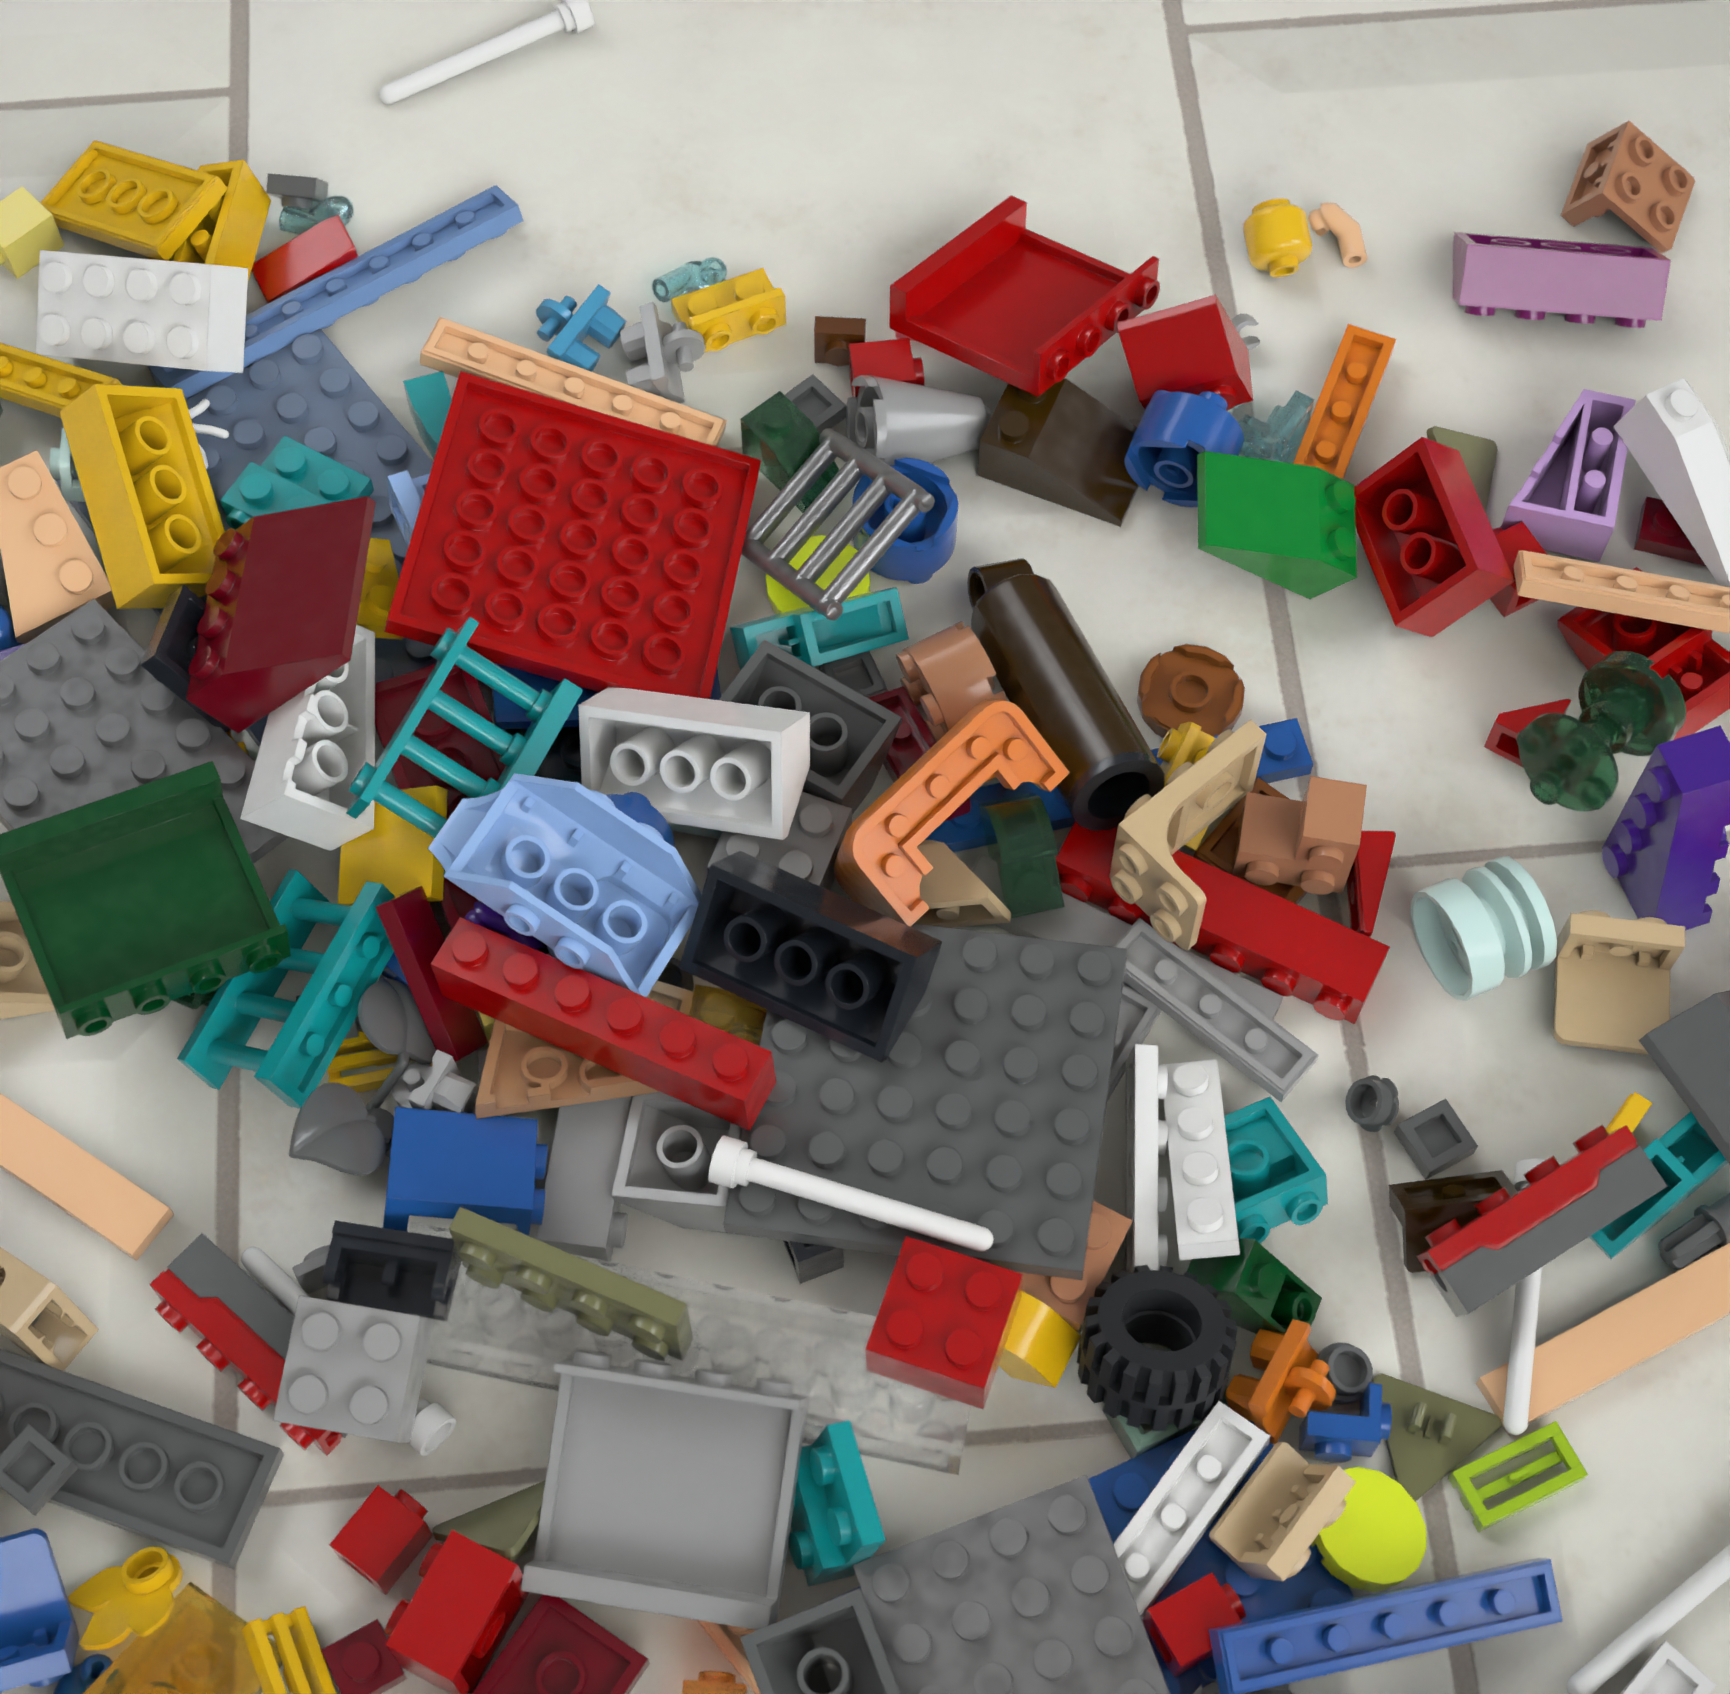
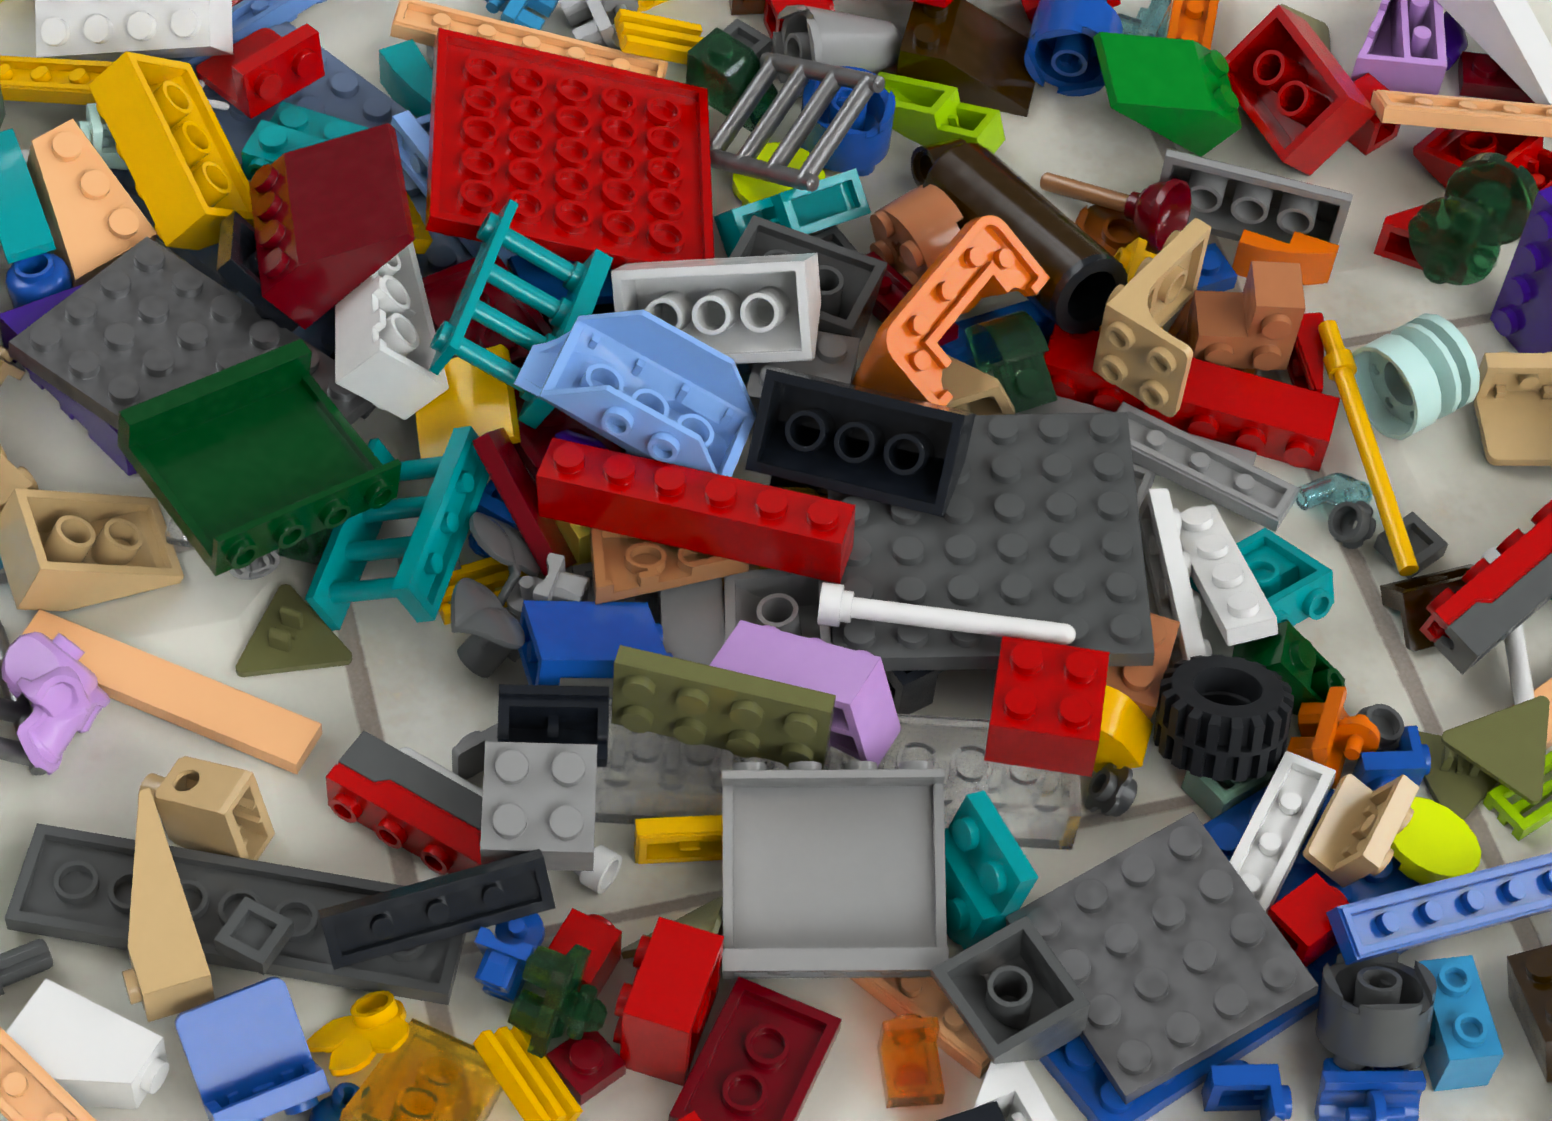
camera: 15 degrees left, 10 degrees down
(163, 1096) = (291, 639): none -> olive piece
(221, 1479) = (437, 909): none -> black fence
(271, 395) = (265, 68): none -> red bracket
(297, 1532) = (507, 955): none -> blue hips
(335, 1595) = (562, 1002): none -> clear green hips
(513, 1405) = (678, 839): none -> yellow tile
(675, 1253) = (864, 708): none -> lavender wedge
(722, 384) = (656, 36): none -> yellow tile
(1012, 523) = (934, 114): none -> lime slope
(1016, 1411) = (1111, 790): none -> dark grey plate
(1231, 680) = (1154, 211): none -> dark red piece
(1346, 675) = (1264, 203): none -> light grey slope
(1364, 1054) = (1333, 490): none -> clear light blue arm
(1391, 755) = (1312, 253): none -> orange slope
(1399, 908) = (1341, 369): none -> yellow bar
(1484, 1423) = (1507, 746): none -> olive piece
(1636, 489) = (1455, 39): none -> dark purple arm

